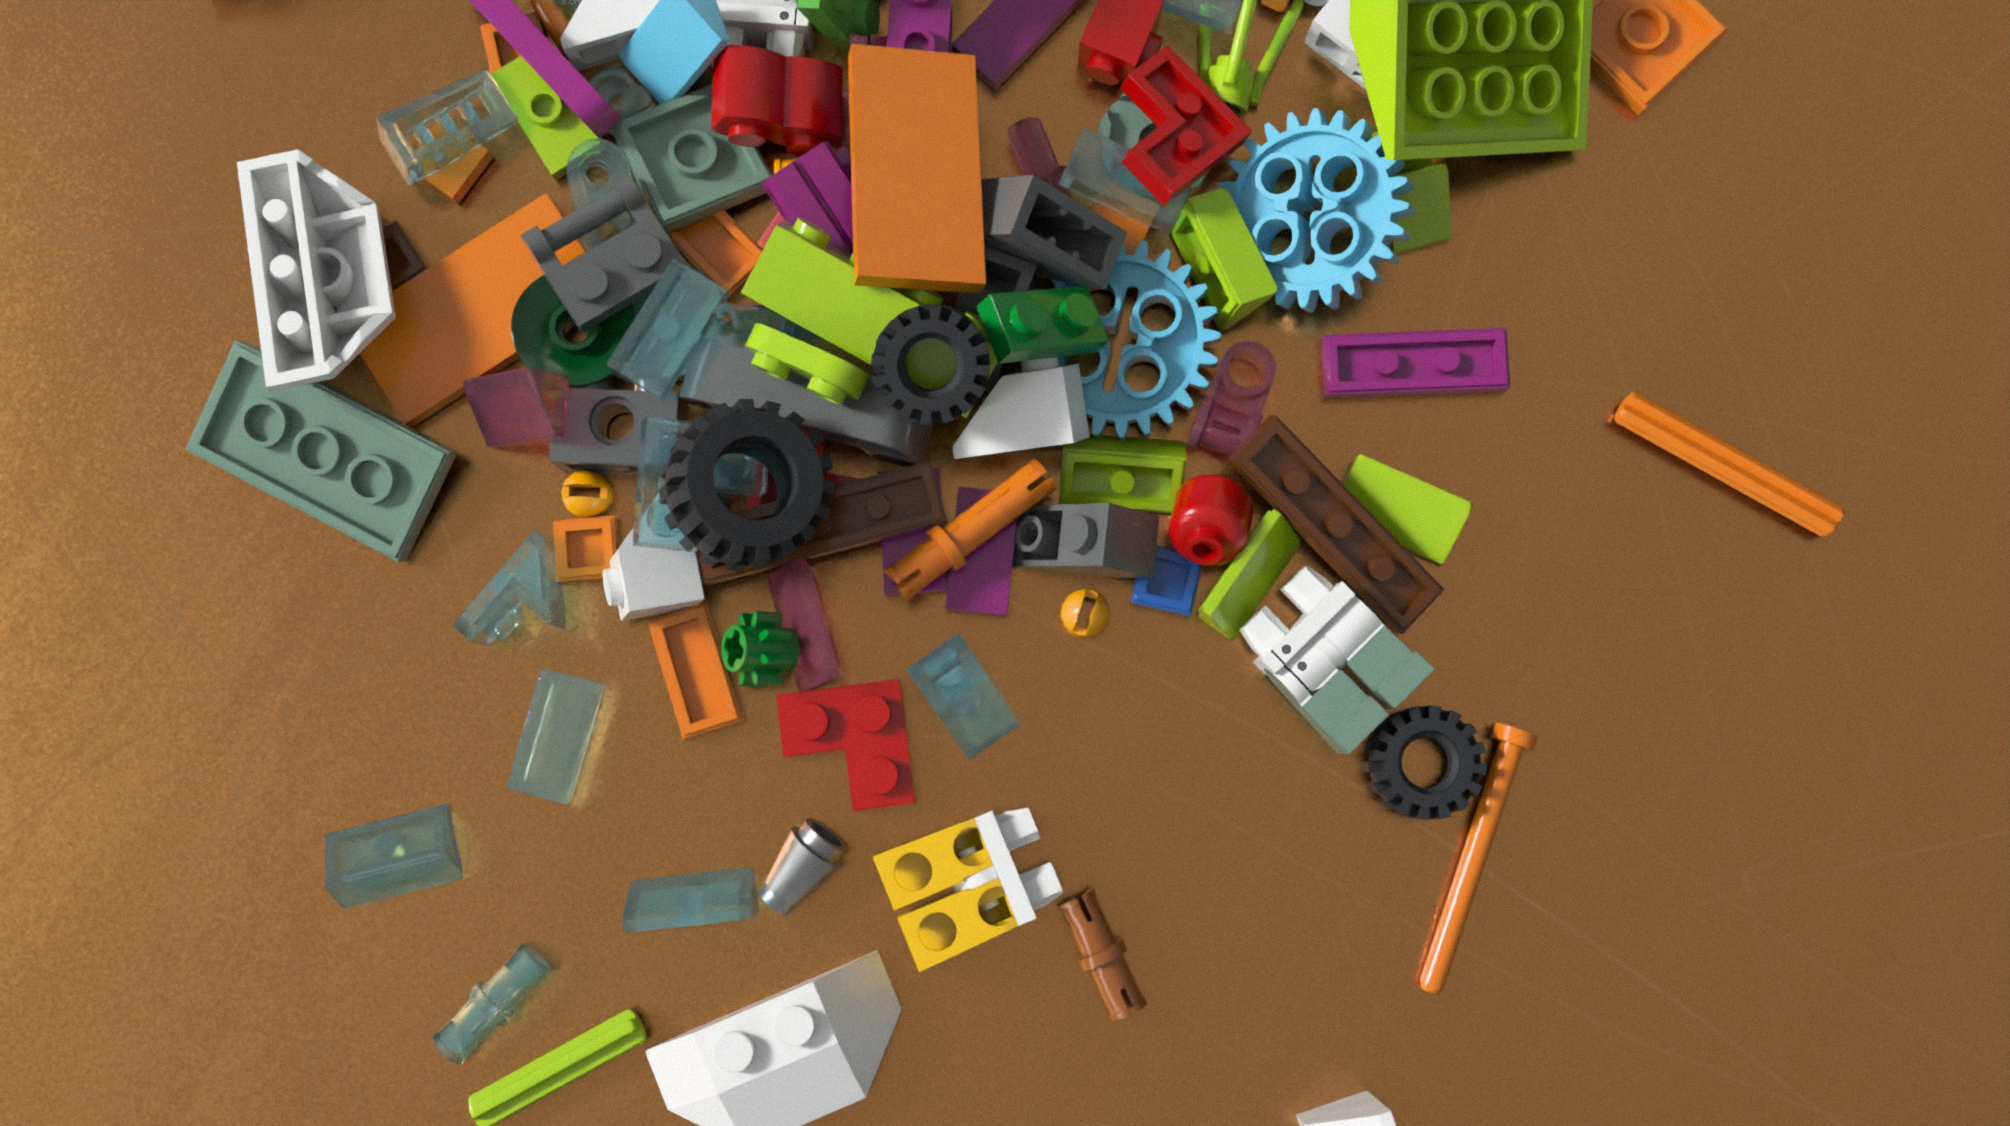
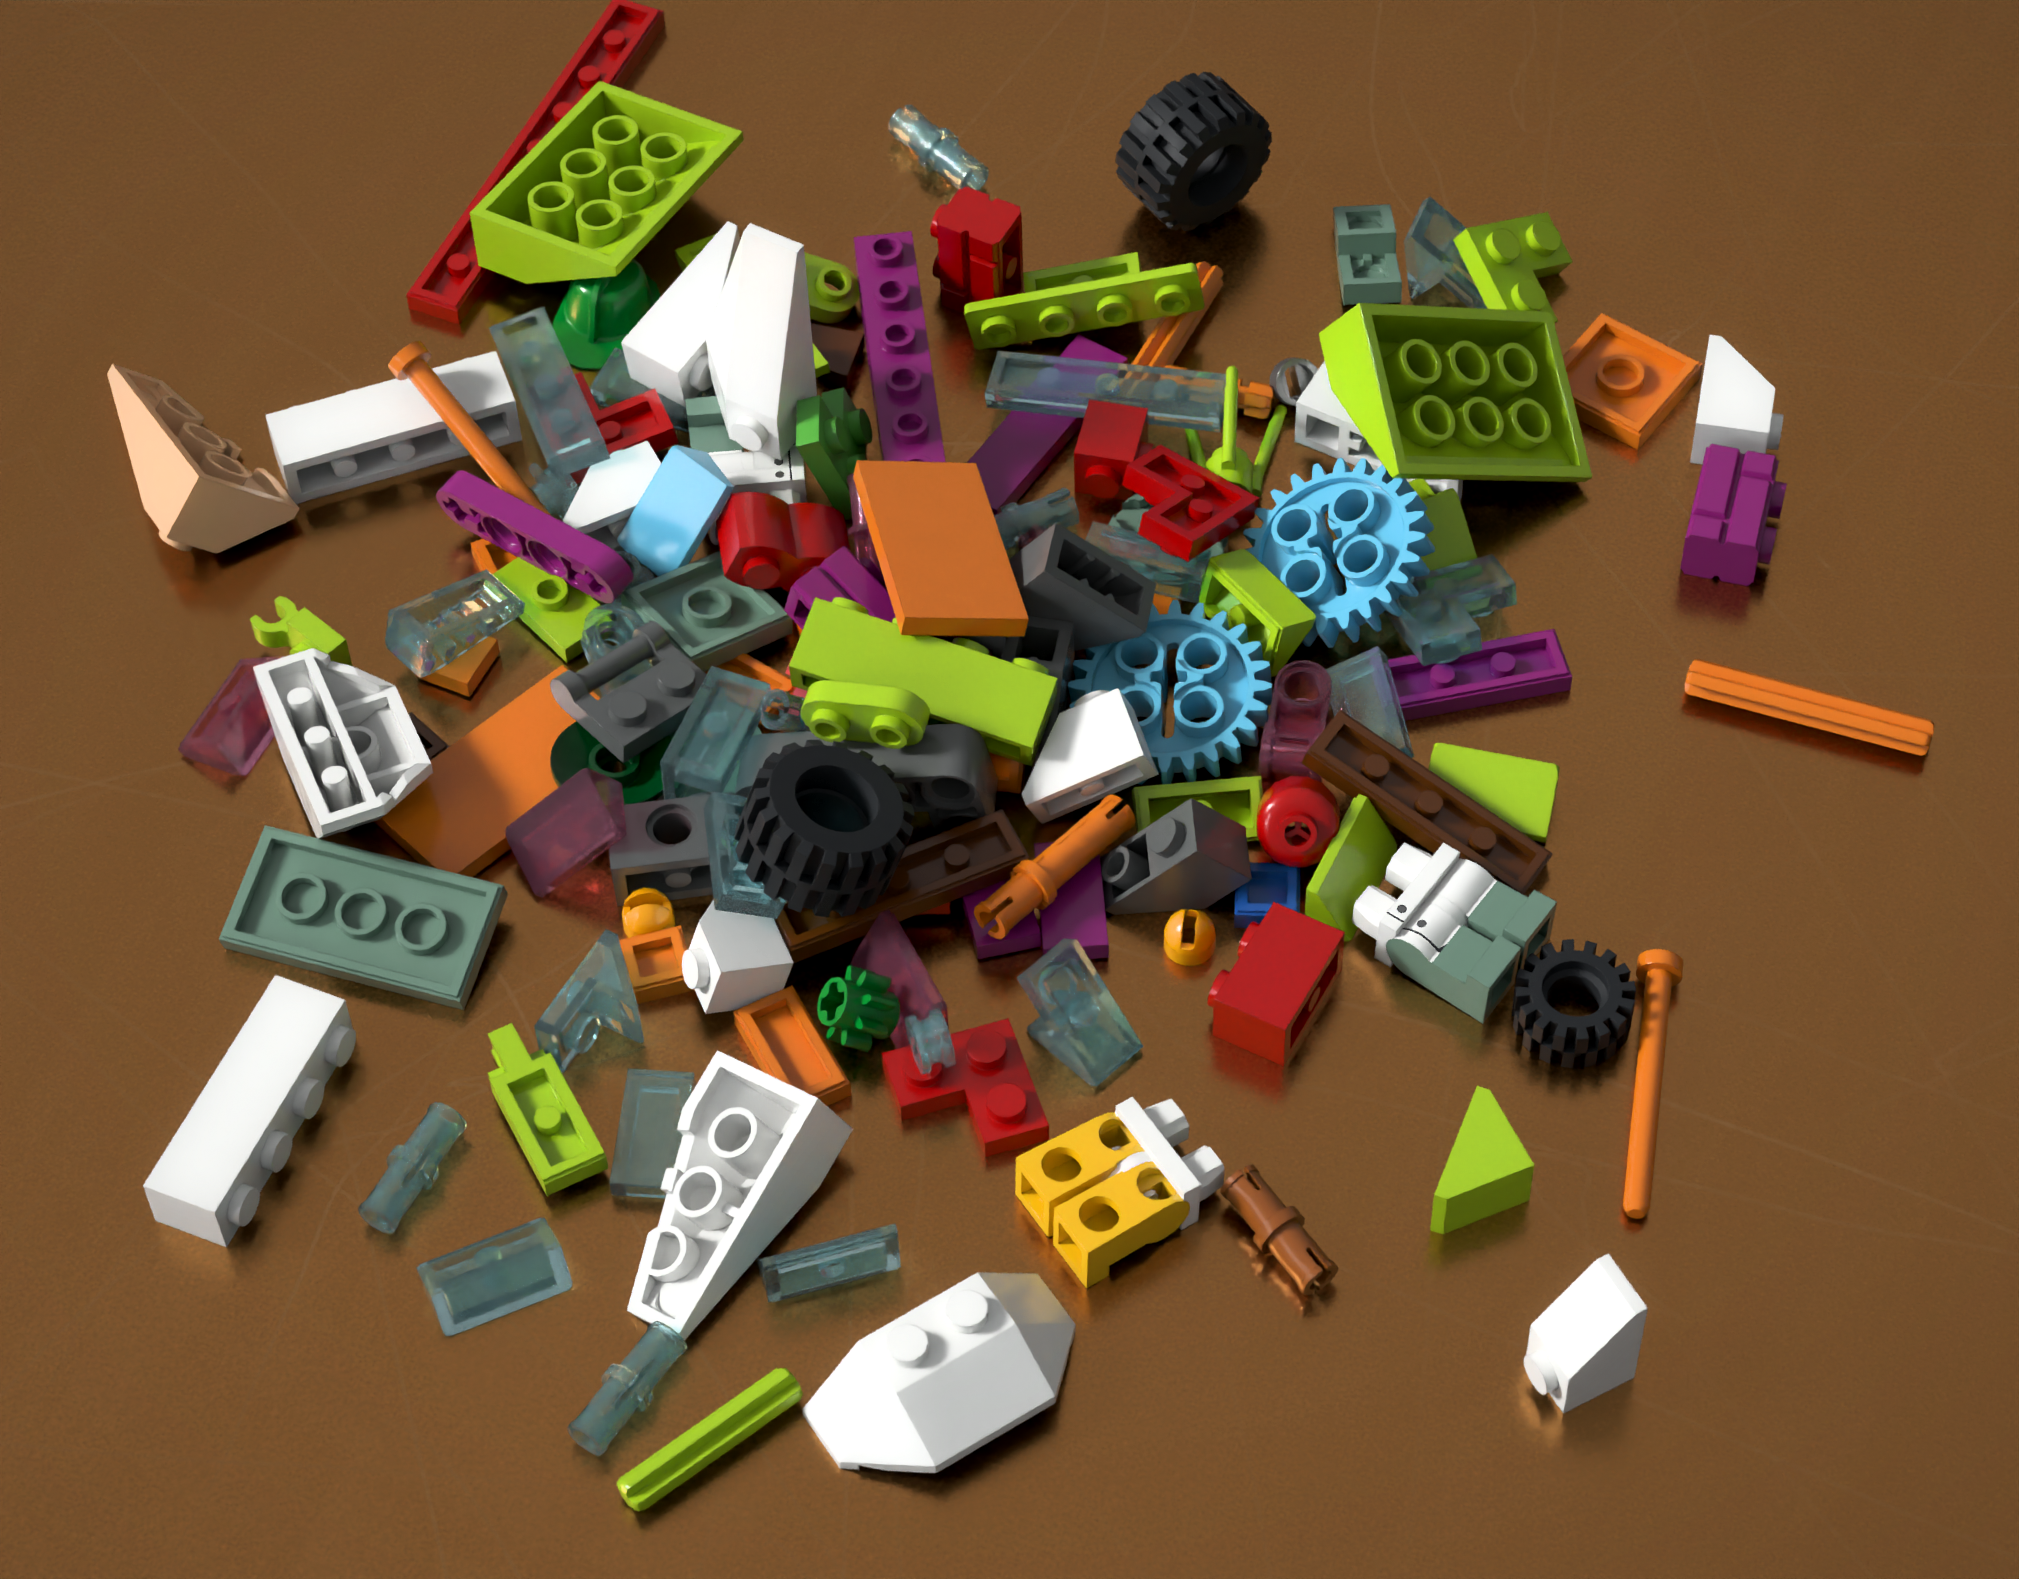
camera: 10 degrees left, 30 degrees down
(189, 653) = (251, 1111): none -> white brick
(216, 201) = (233, 725): none -> clear pink slope
(309, 129) = (301, 632): none -> lime plate
(332, 735) = (393, 1198): none -> clear light blue pin
(455, 700) = (543, 1113): none -> lime hinge
(625, 805) = (740, 1175): none -> white wedge
(802, 865) = (941, 1199): flat silver cone -> none
(815, 715) = (930, 1041): none -> clear light blue bush
(923, 403) = (994, 652): black tyre -> none
(1023, 100) = (1046, 511): none -> clear light blue pin
(1042, 324) = (1091, 659): green plate -> none
(1154, 691) = (1276, 983): none -> red brick
(1300, 927) = (1484, 1170): none -> lime slope
(1308, 389) = (1368, 694): none -> clear light blue tile
(1394, 312) = (1440, 619): none -> clear light blue plate
(1713, 227) = (1731, 514): none -> magenta brick
(1745, 97) = (1734, 405): none -> white slope

